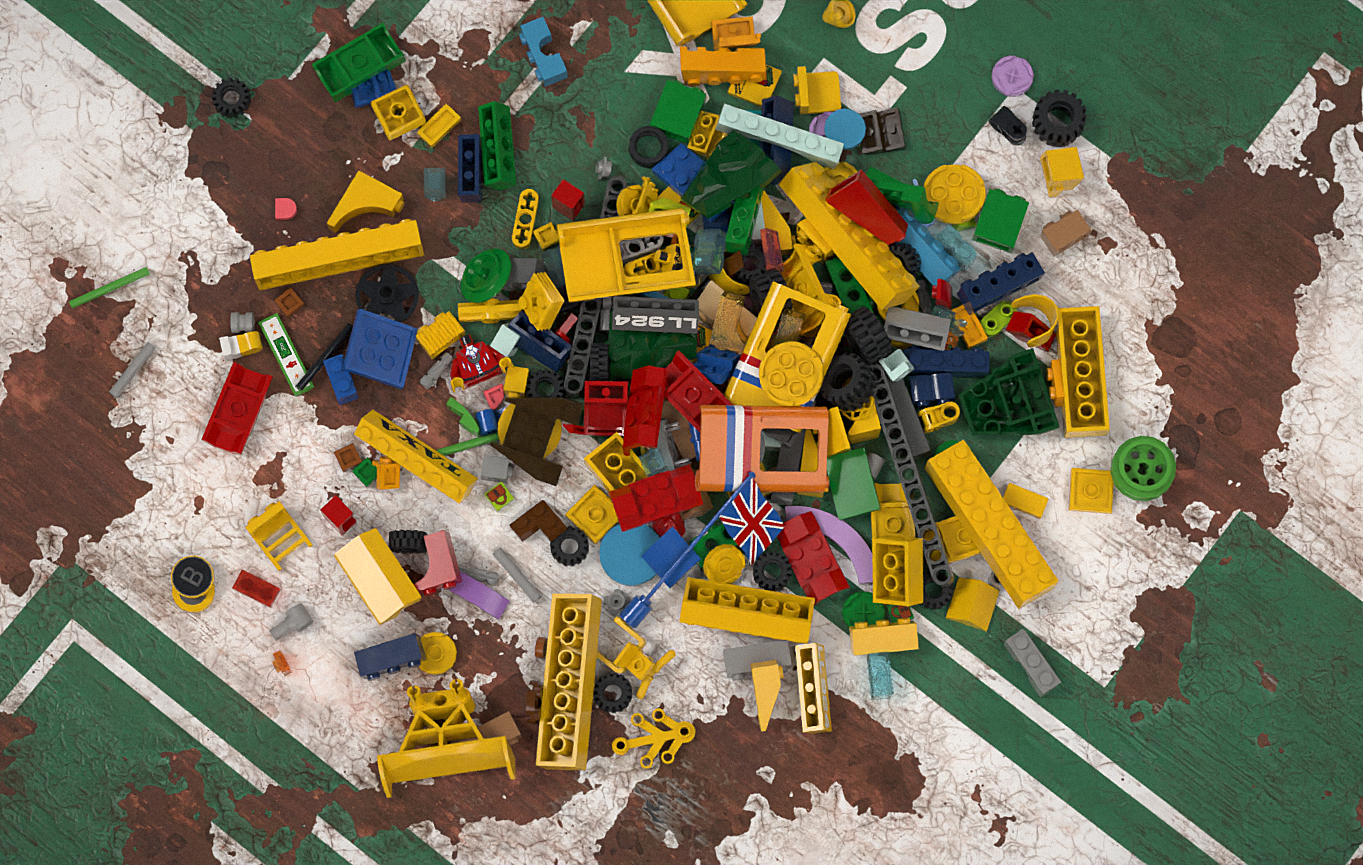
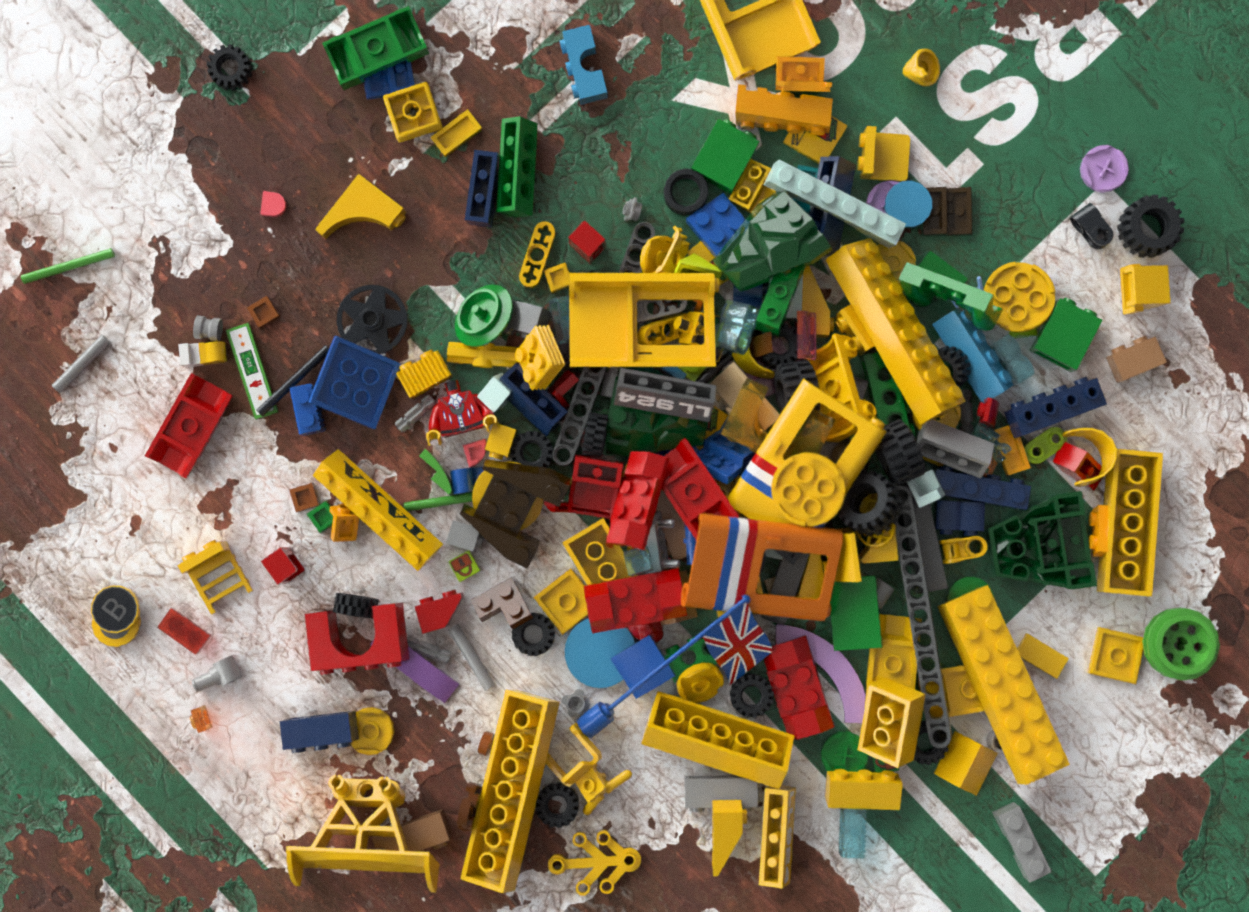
camera: 10 degrees right, 10 degrees up
(336, 254) = (320, 267): yellow brick -> none
(377, 576) = (315, 643): yellow slope -> none
(434, 183) = (442, 200): clear light blue brick -> none
(481, 539) = (437, 613): none -> red slope
(868, 207) = (922, 304): red slope -> none

